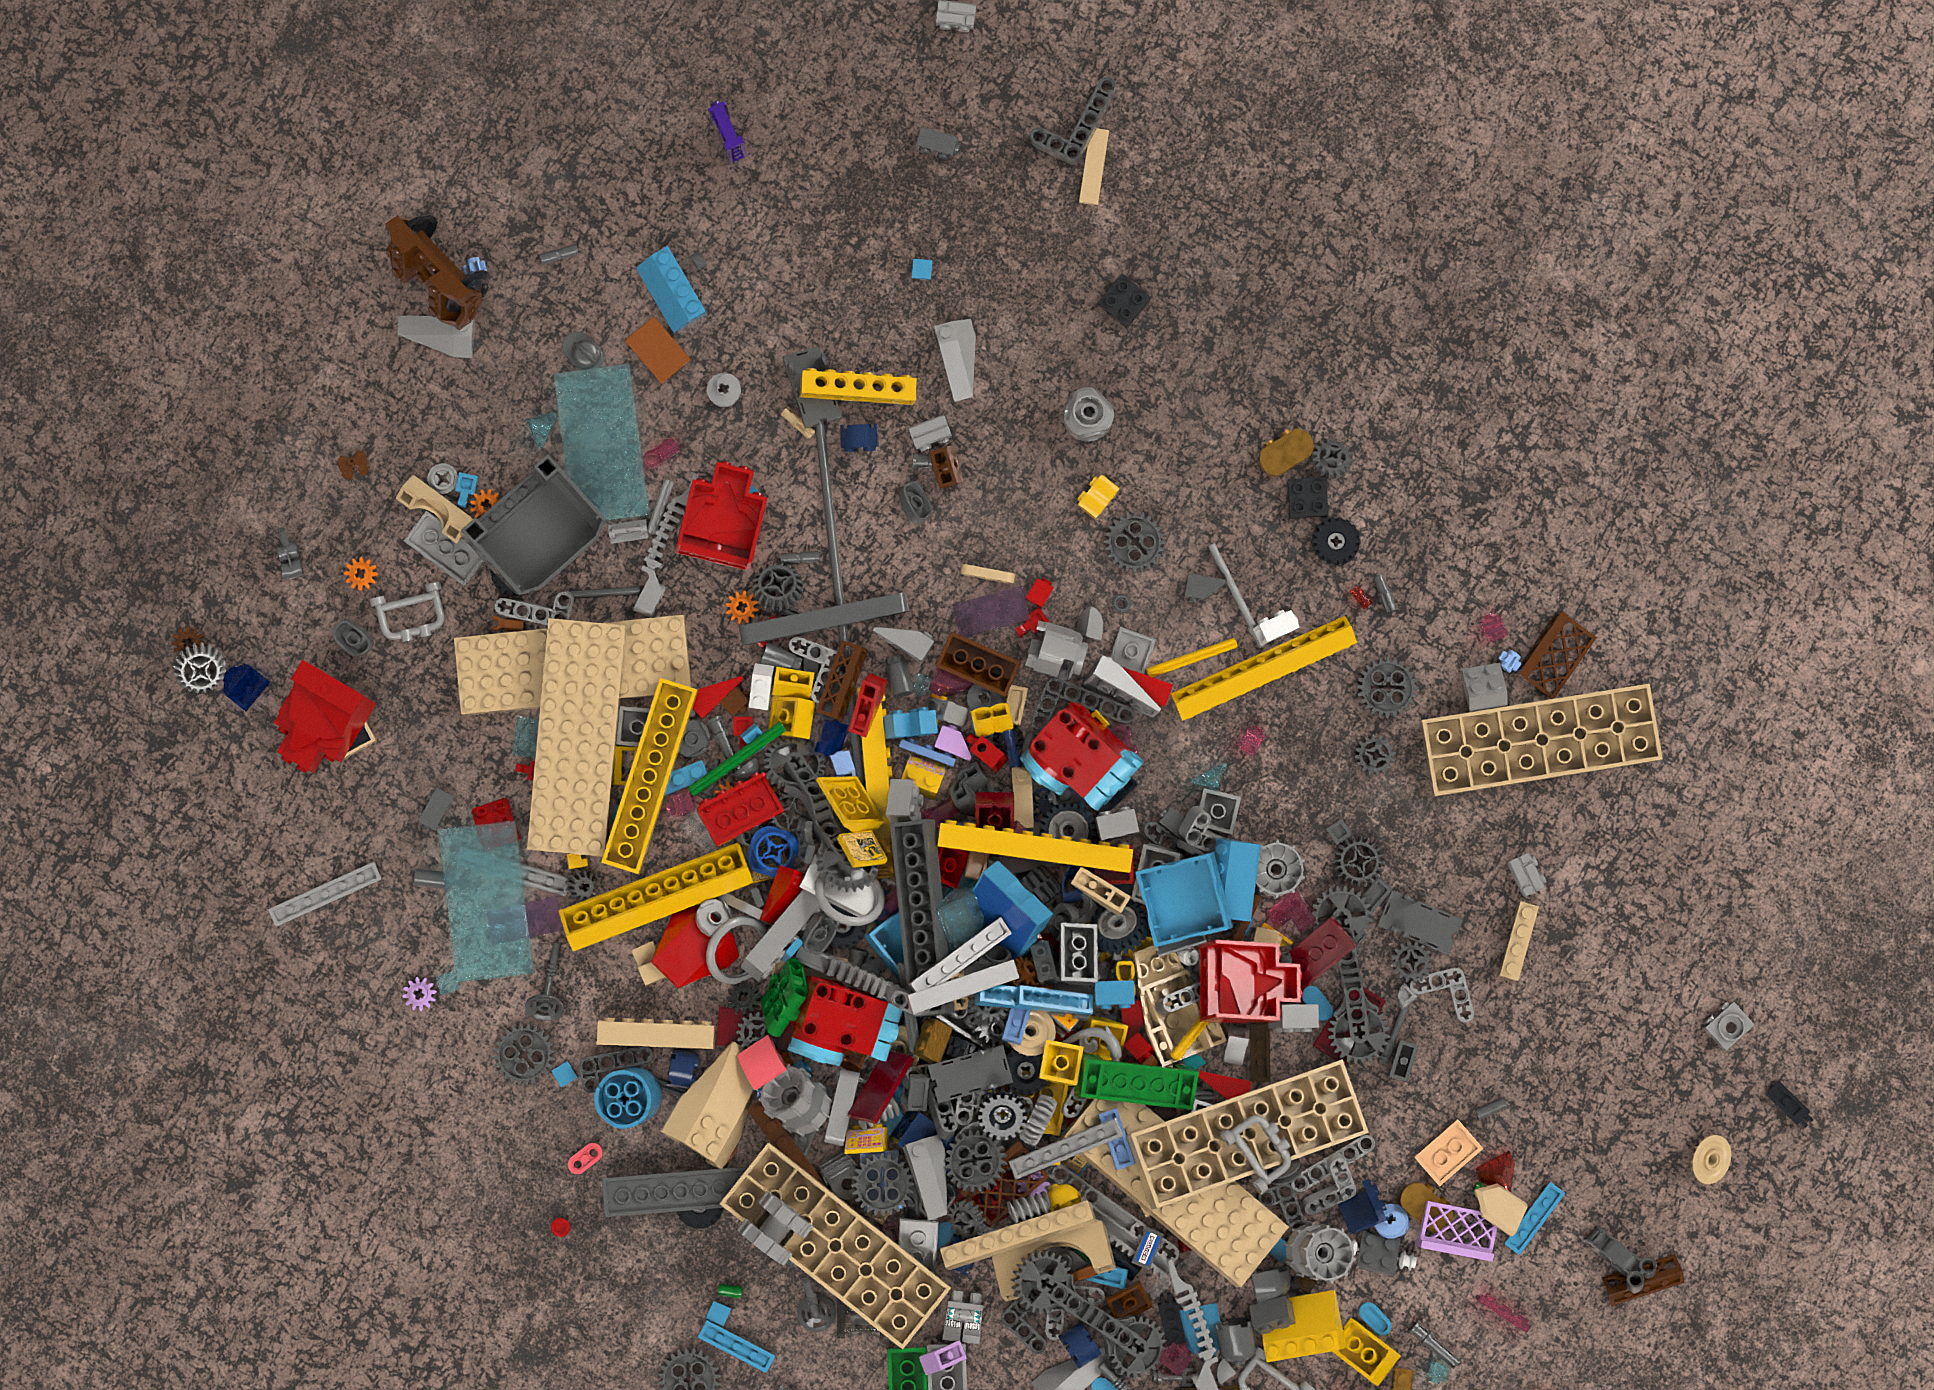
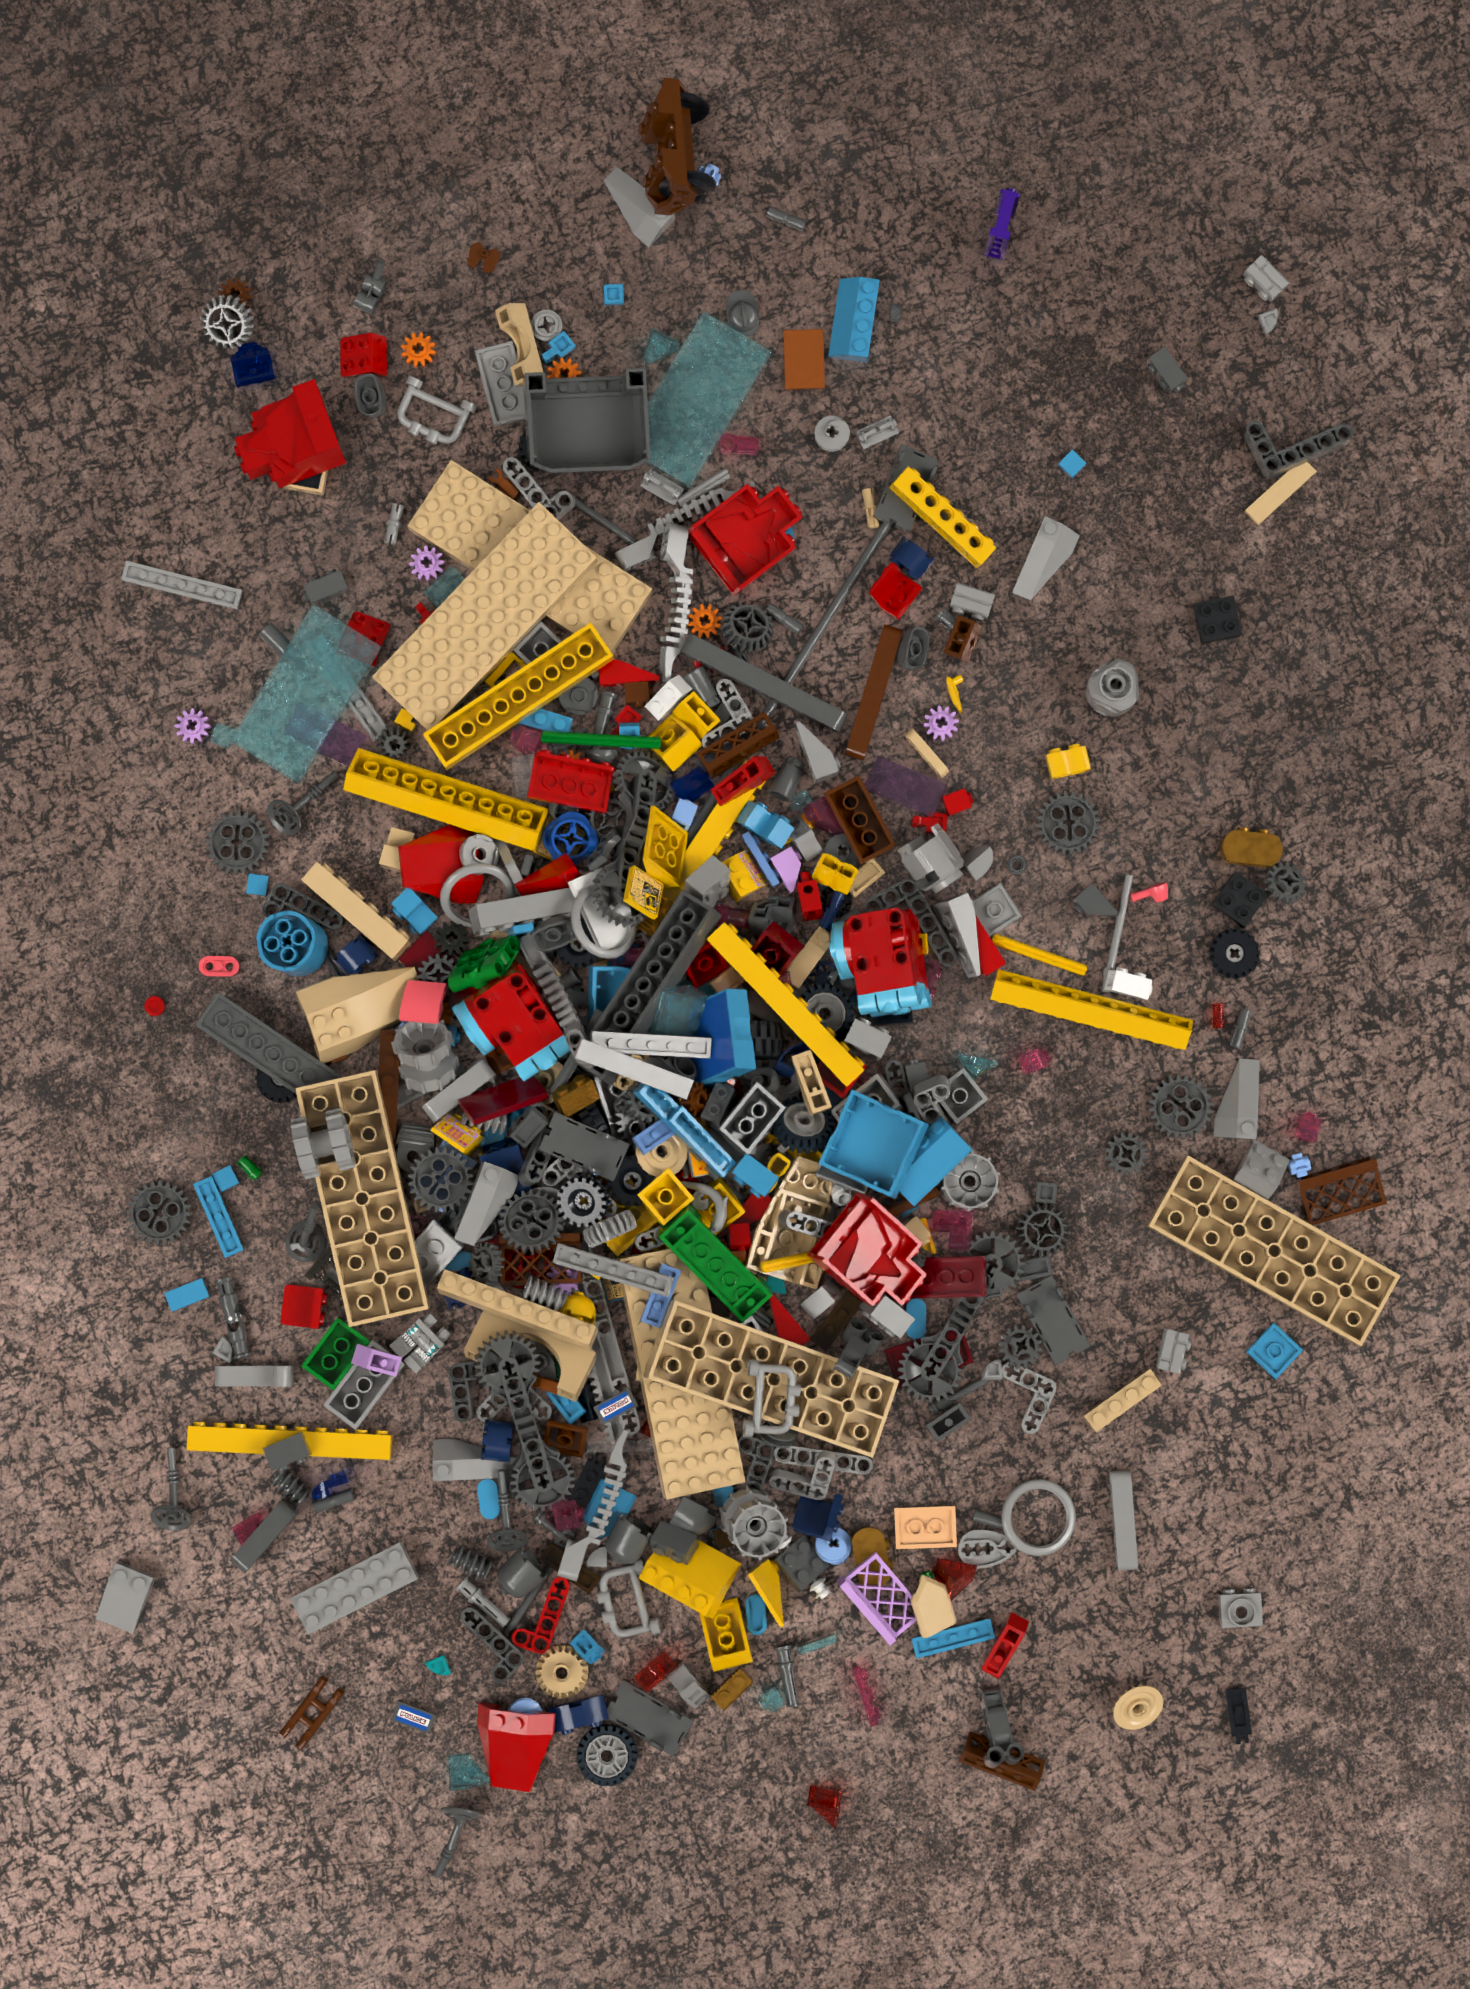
camera: 40 degrees right, 0 degrees up
(322, 611) = (363, 355): none -> red bracket
(448, 720) = (394, 524): none -> light grey pin
(474, 414) = (613, 294): none -> dark azure tile
(490, 729) = (420, 568): none -> lavender gear
(678, 575) = (673, 551): none -> light grey piece
(700, 999) = (414, 910): none -> dark azure brick
(757, 361) = (877, 432): none -> light grey hinge
(854, 1362) = (303, 1306): none -> red bracket
(866, 471) = (894, 591): none -> red bracket
(911, 559) = (873, 692): none -> reddish brown beam
(963, 506) = (953, 692): none -> yellow bar
(982, 44) = (1268, 320): none -> light grey tile
(986, 546) = (944, 730): none -> lavender gear
(1242, 540) = (1158, 892): none -> coral bar
(1290, 1054) = (859, 1342): none -> dark grey piece
(1367, 1289) = (767, 1583): none -> yellow slope
(1431, 654) = (1239, 1106): none -> light grey wedge
(1437, 1304) = (816, 1644): none -> clear light blue tile
(1495, 1126) = (984, 1536): none -> light grey piece
(1548, 1057) = (1007, 1511): none -> light grey wedge
(1577, 1192) = (1005, 1645): none -> red slope
(1590, 1029) = (1123, 1520): none -> light grey beam
(1601, 813) = (1274, 1350): none -> dark azure tile

